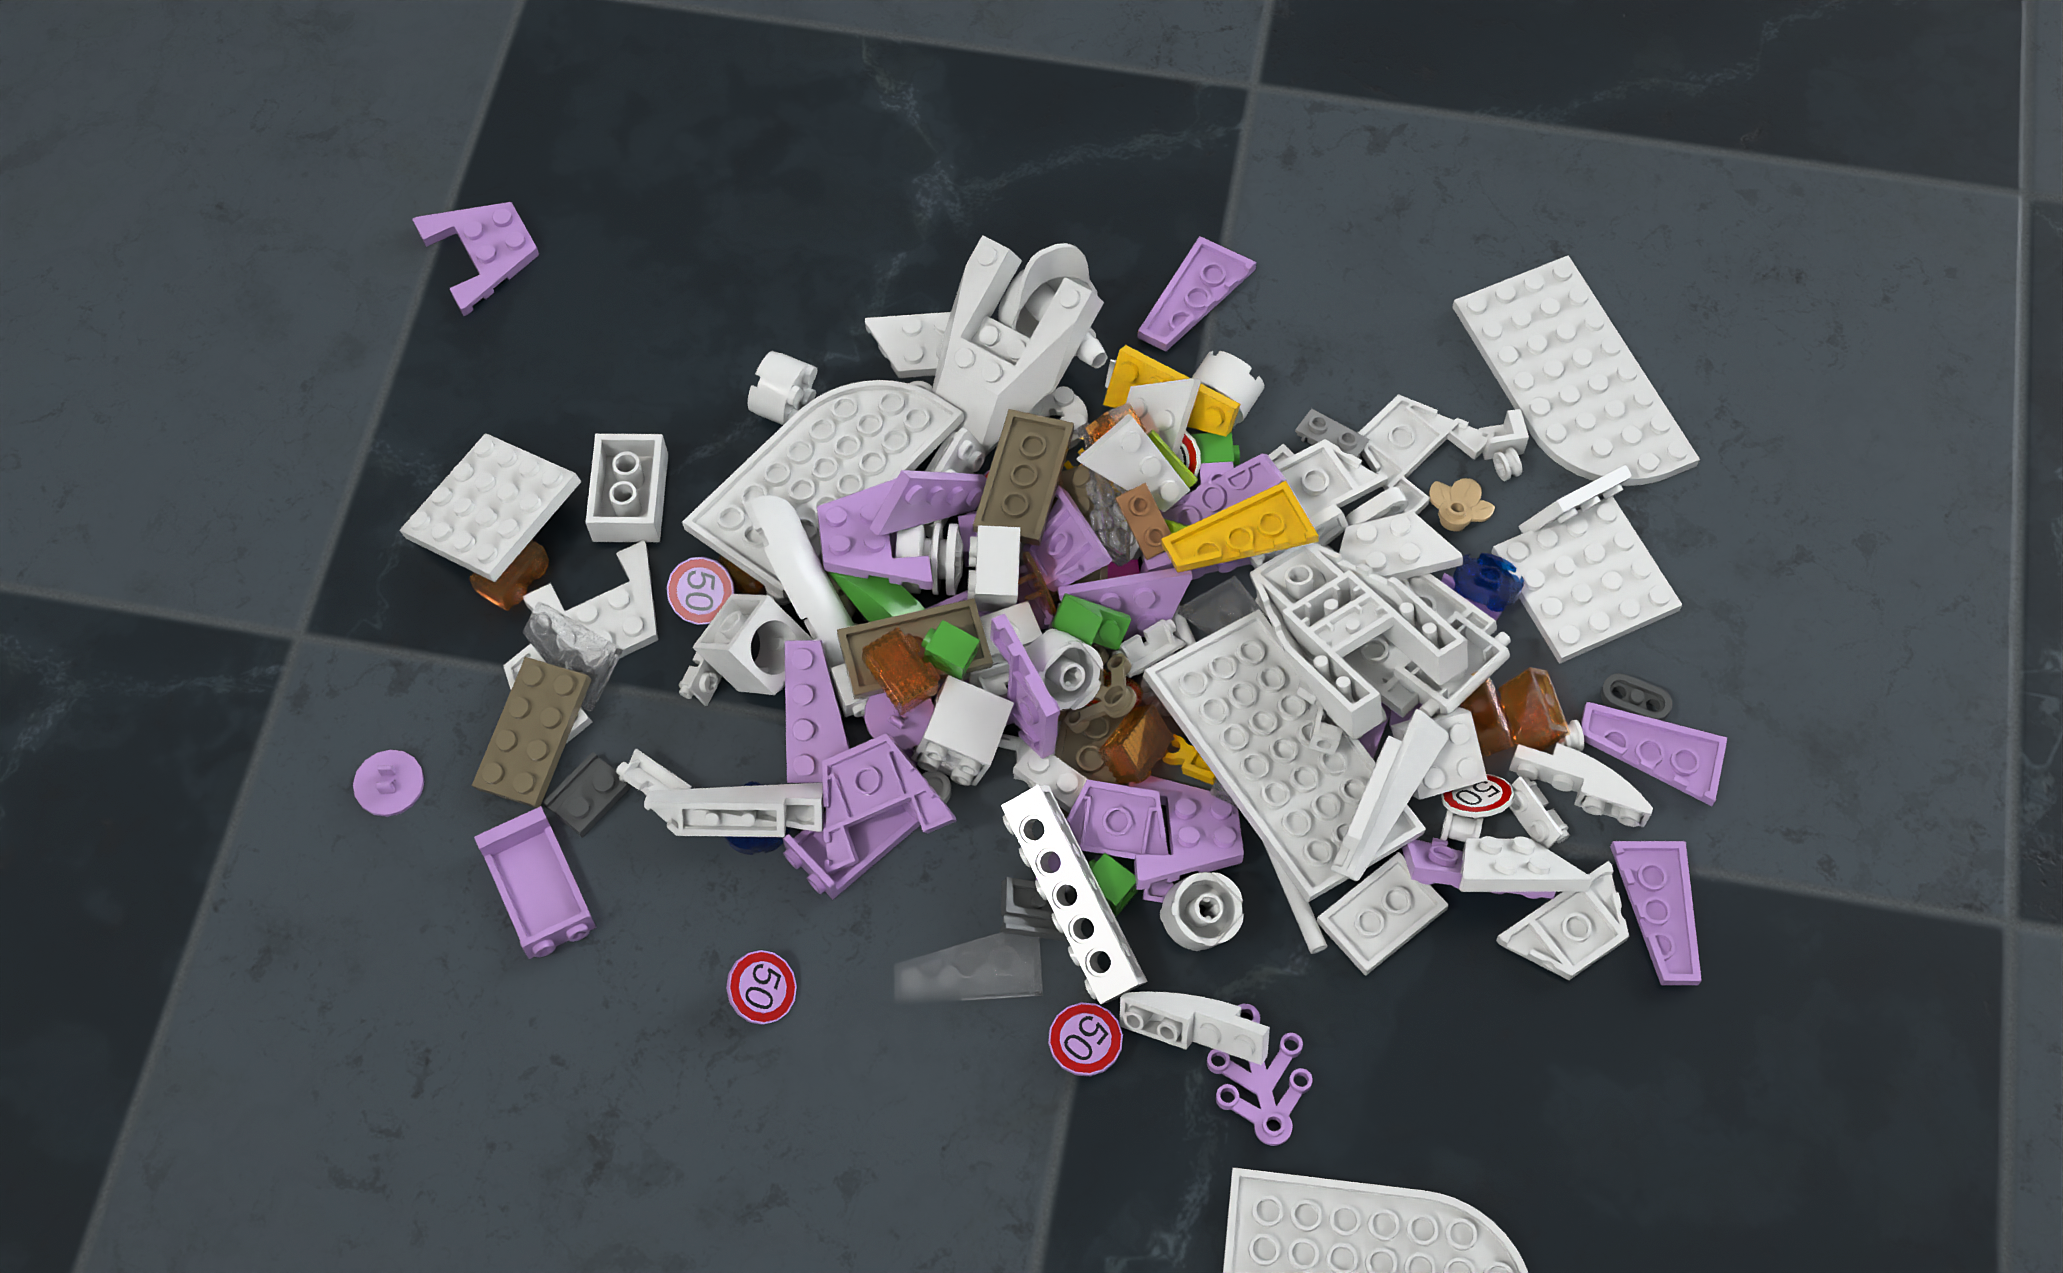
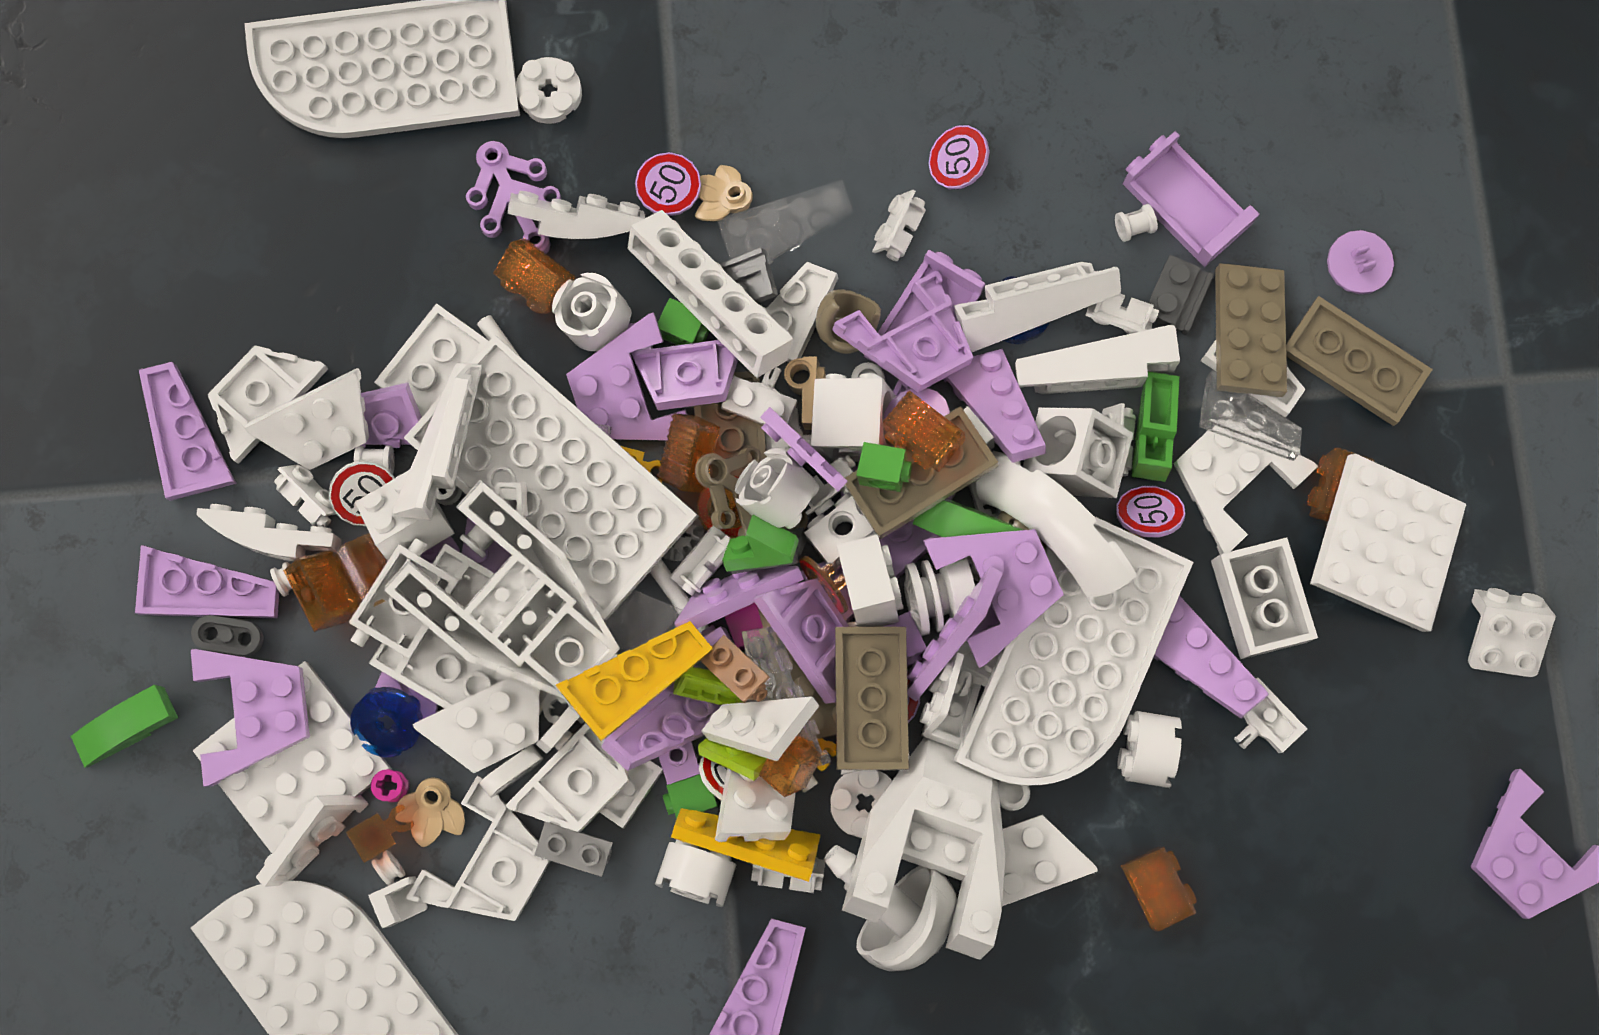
camera: 160 degrees right, 15 degrees up
(410, 415) = (1510, 632): none -> white bracket
(440, 683) = (1356, 361): none -> dark tan plate
(601, 872) = (1136, 222): none -> white bush
(661, 670) = (1156, 427): none -> bright green slope
(666, 399) = (1272, 722): none -> white plate
(693, 734) = (1102, 364): none -> white wedge
(699, 447) = (1205, 661): none -> lavender wing
(816, 290) = (1159, 888): none -> clear orange brick
(860, 926) = (903, 213): none -> white hinge
(938, 849) = (838, 305): none -> dark tan piece
(980, 873) = (798, 304): none -> white wing
(996, 786) = (805, 389): none -> tan plate
(1034, 1021) = (717, 194): none -> tan plate
(1173, 1203) = (546, 71): none -> white plate
(1254, 971) = (531, 274): none -> clear orange brick
(1494, 519) = (387, 775): none -> dark pink bush
(1516, 487) = (374, 834): none -> clear orange brick
(1603, 618) = (266, 706): none -> lavender wing
(1746, 640) = (124, 725): none -> bright green slope

